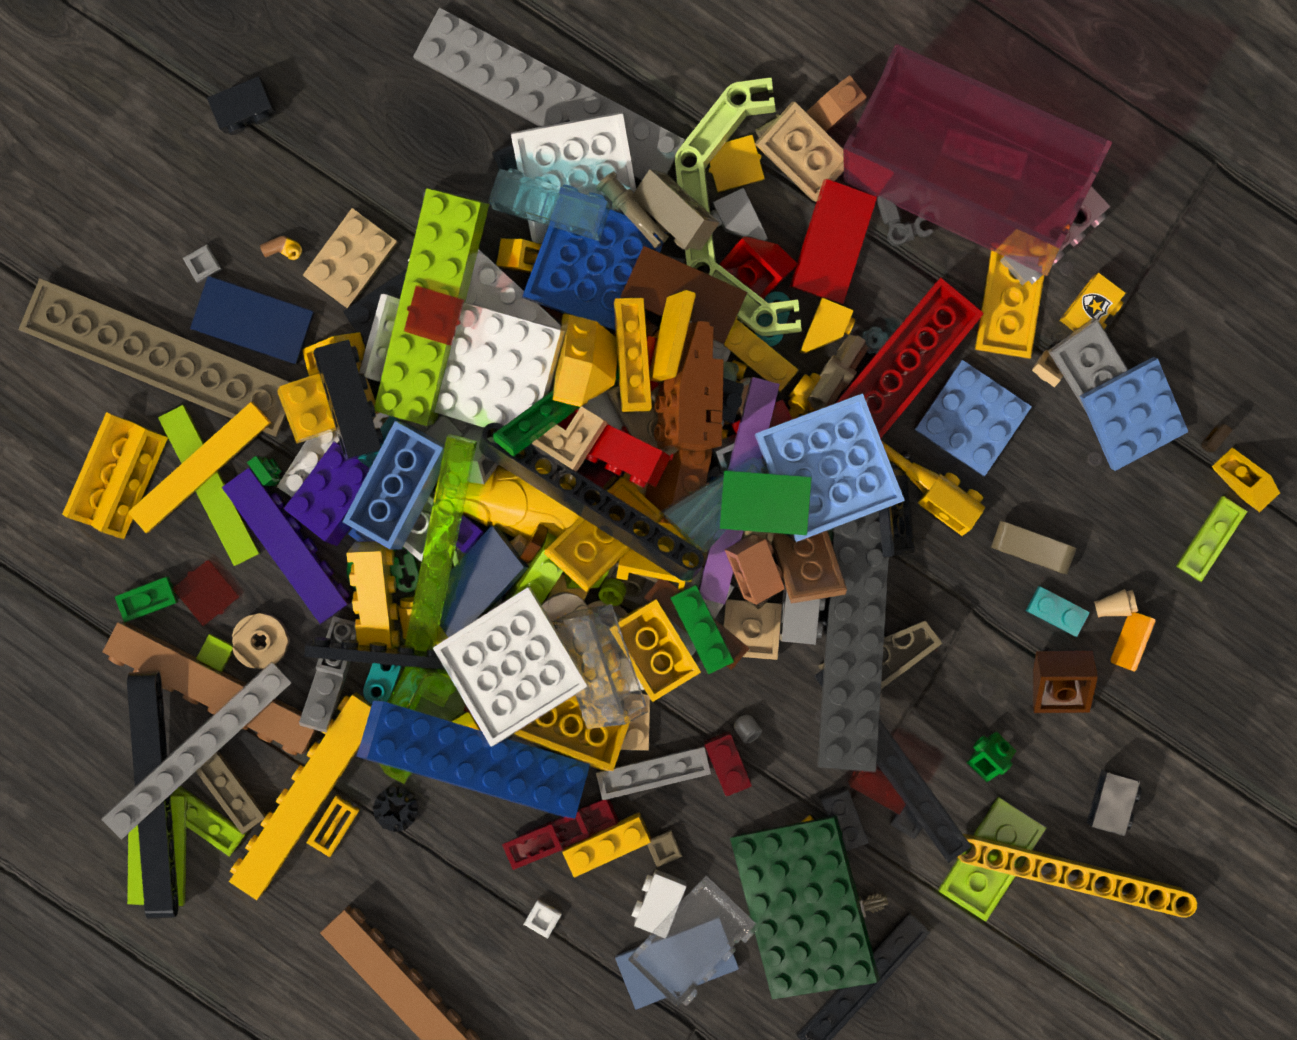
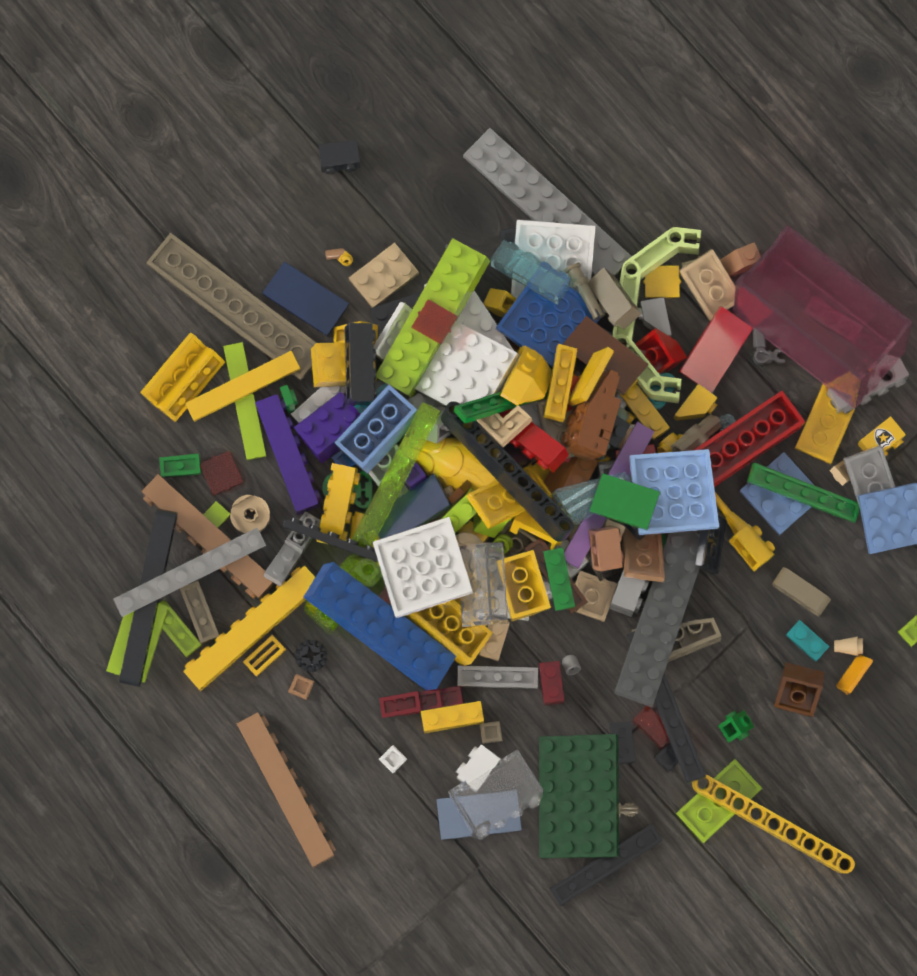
camera: 10 degrees right, 10 degrees down
(202, 263) = (282, 252): light grey tile -> none
(383, 679) = (324, 558): teal plate -> none
(394, 854) = (301, 687): none -> medium nougat tile
(1004, 412) = (803, 492): none -> green tile
(1114, 802) = (814, 780): brick -> none

